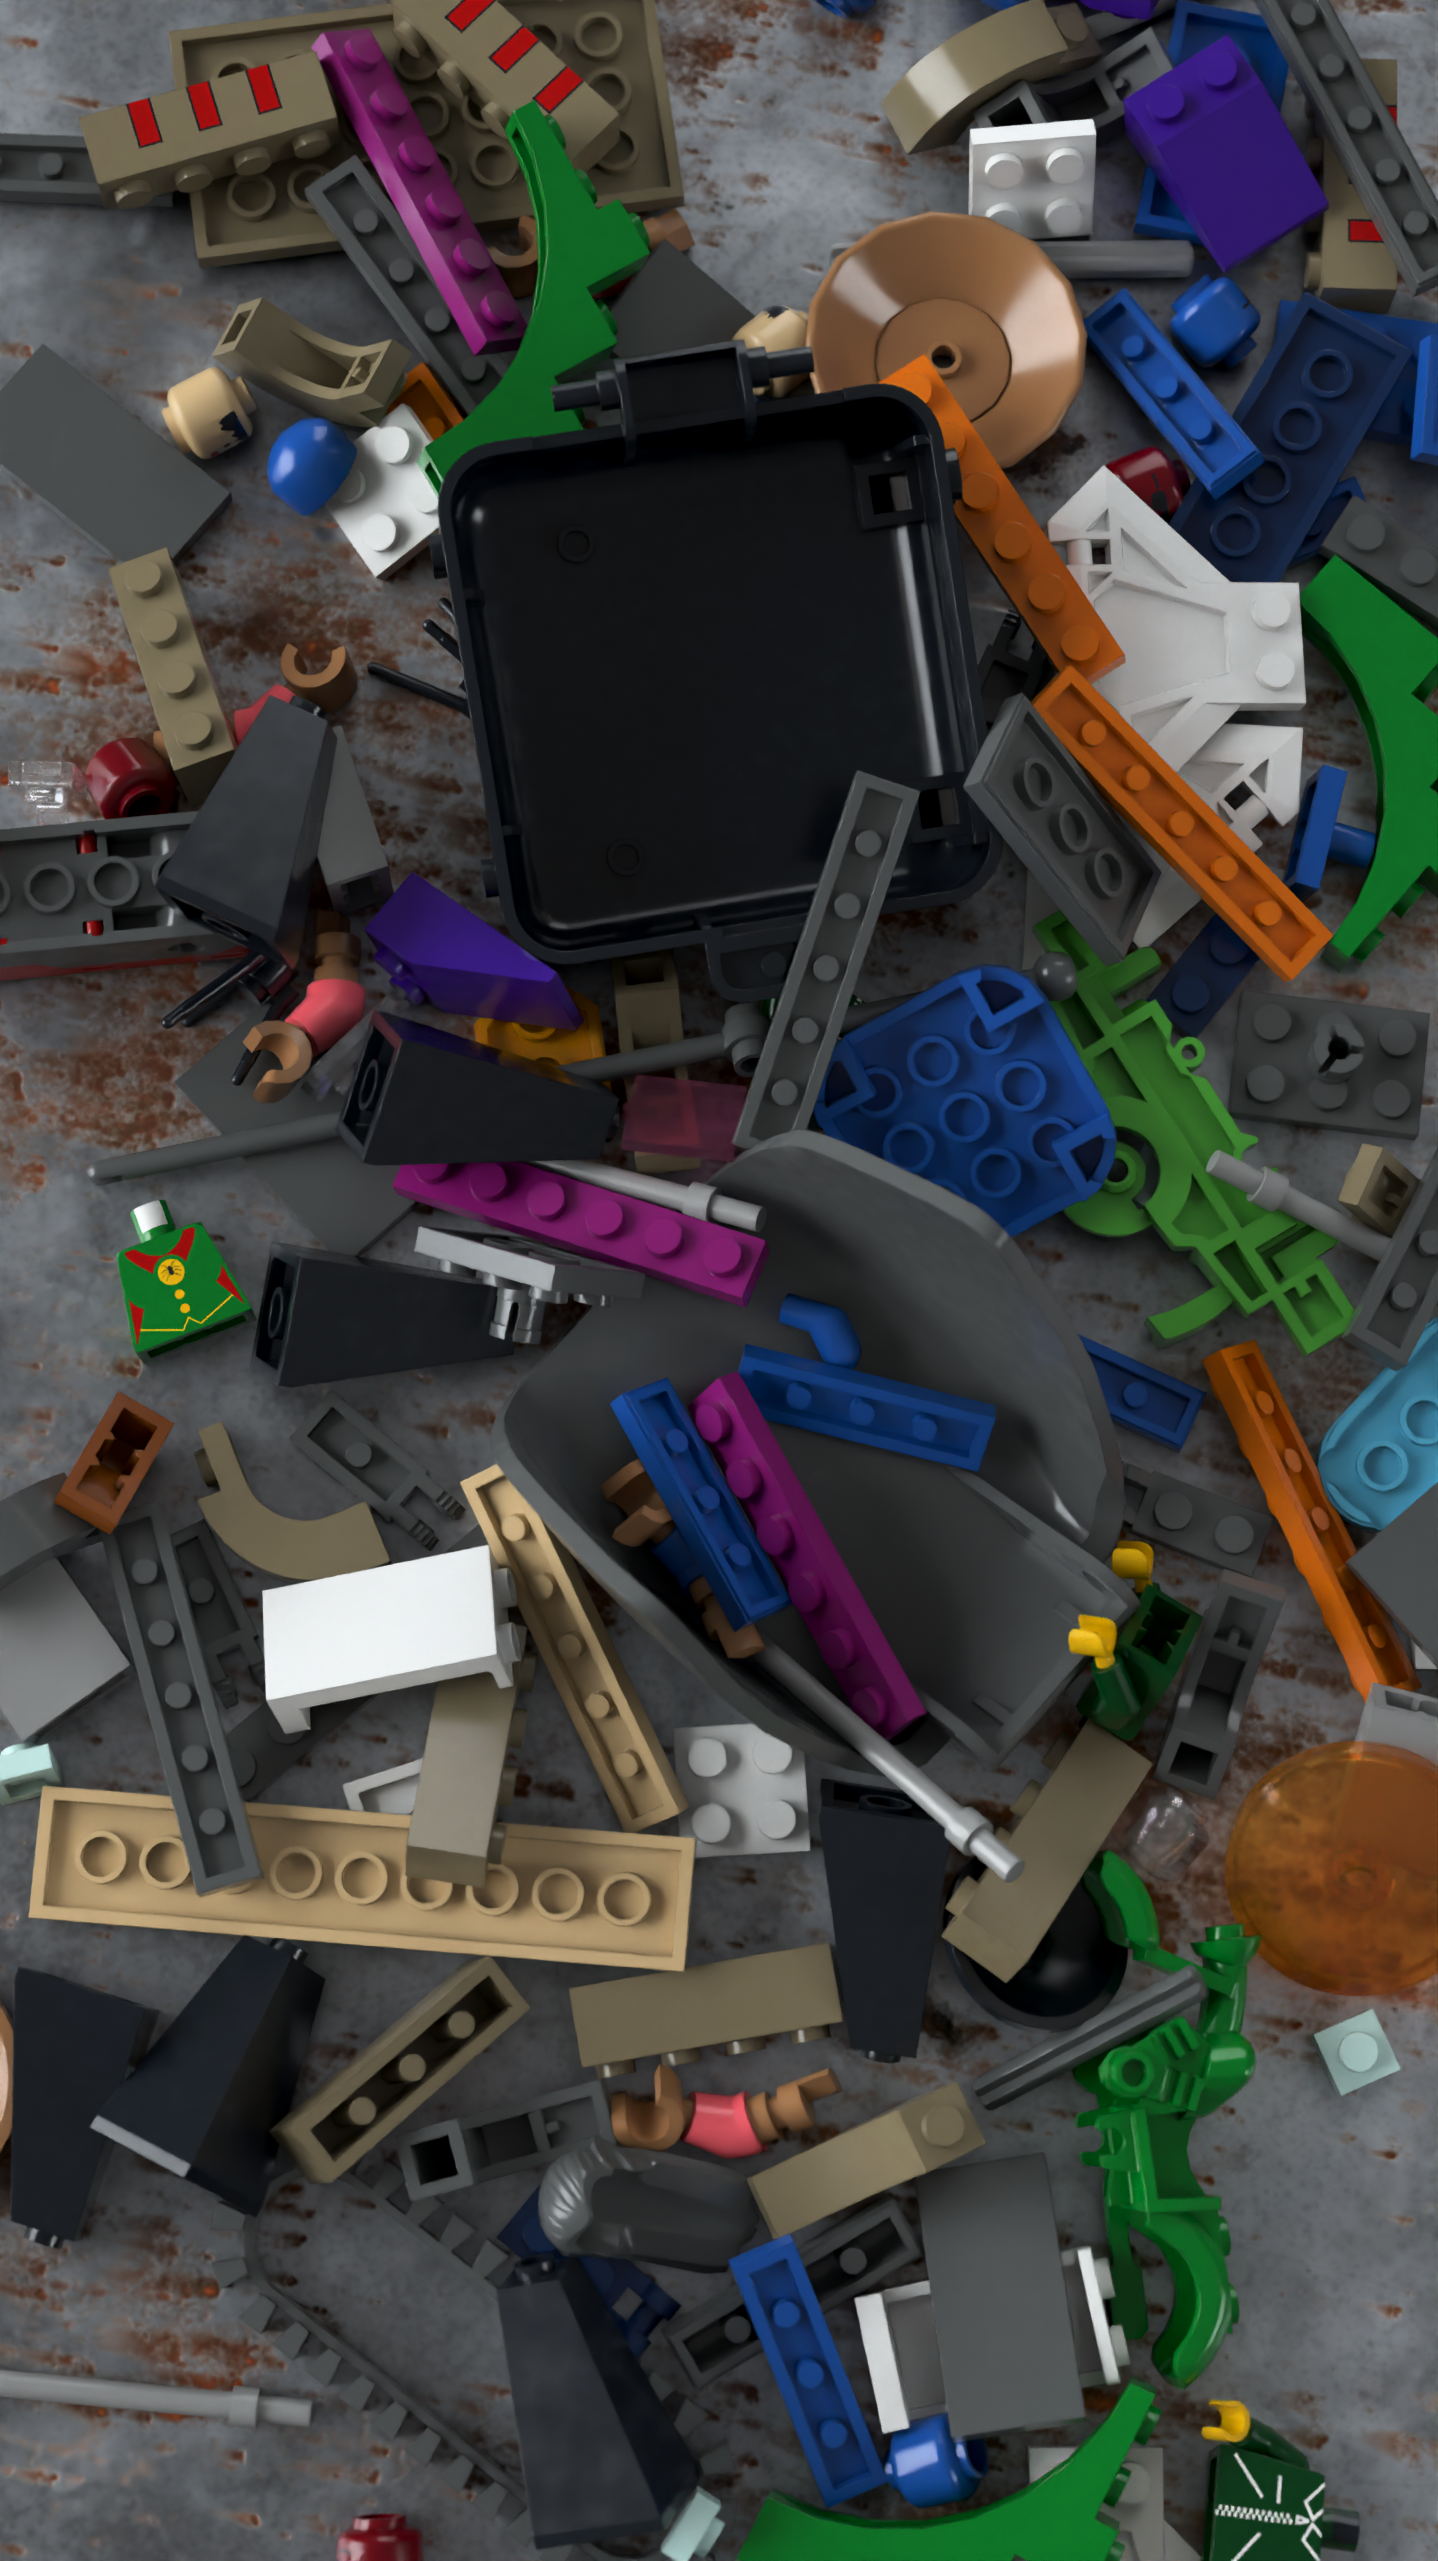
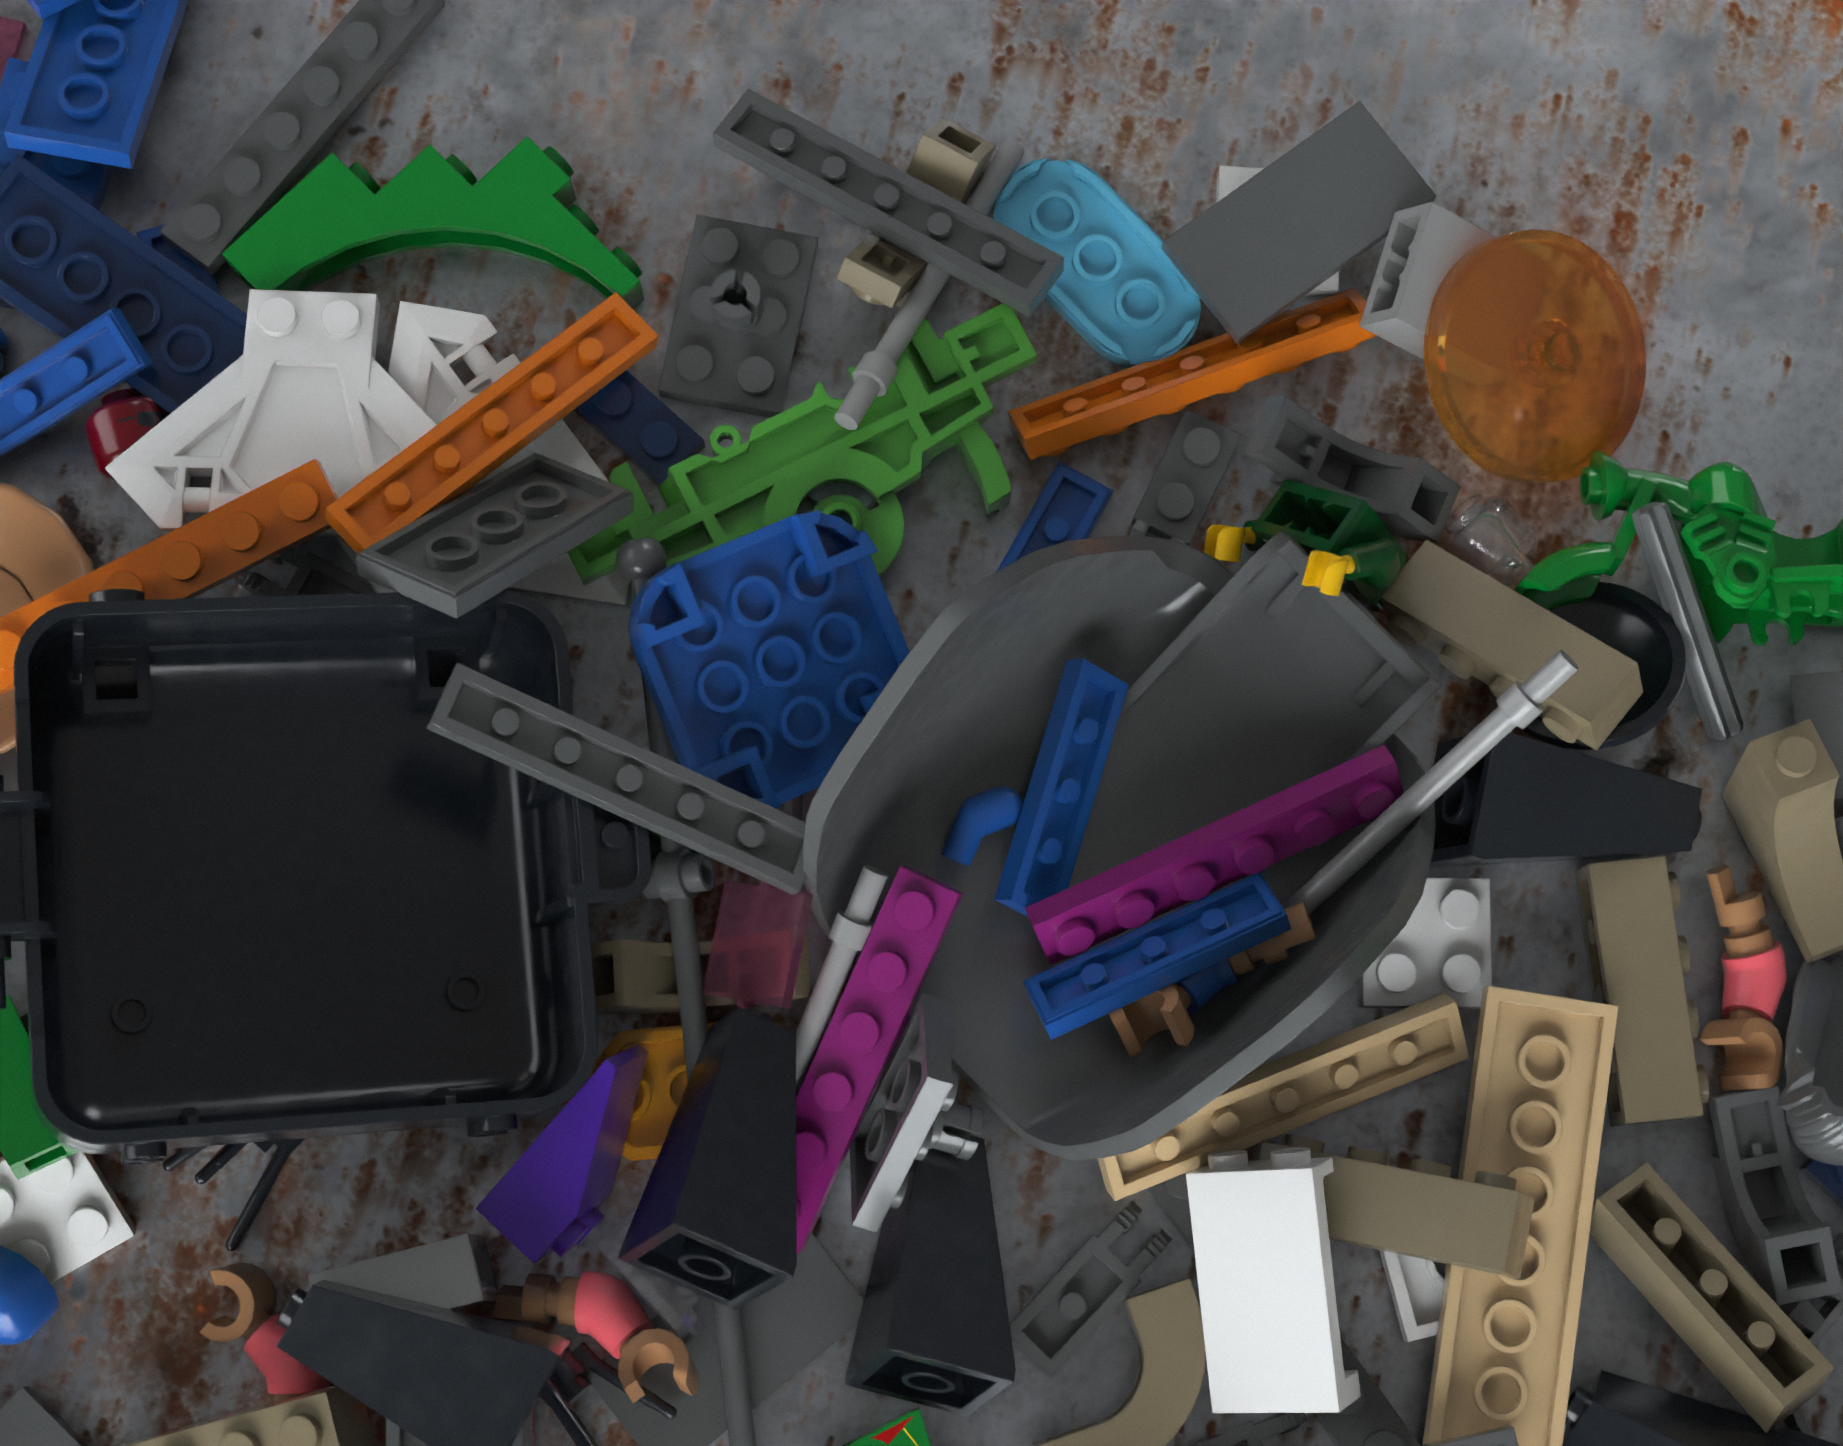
camera: 85 degrees left, 0 degrees up
(1321, 837) = (509, 298): blue tile -> none
(1355, 2052) = (1694, 382): light aqua plate -> none

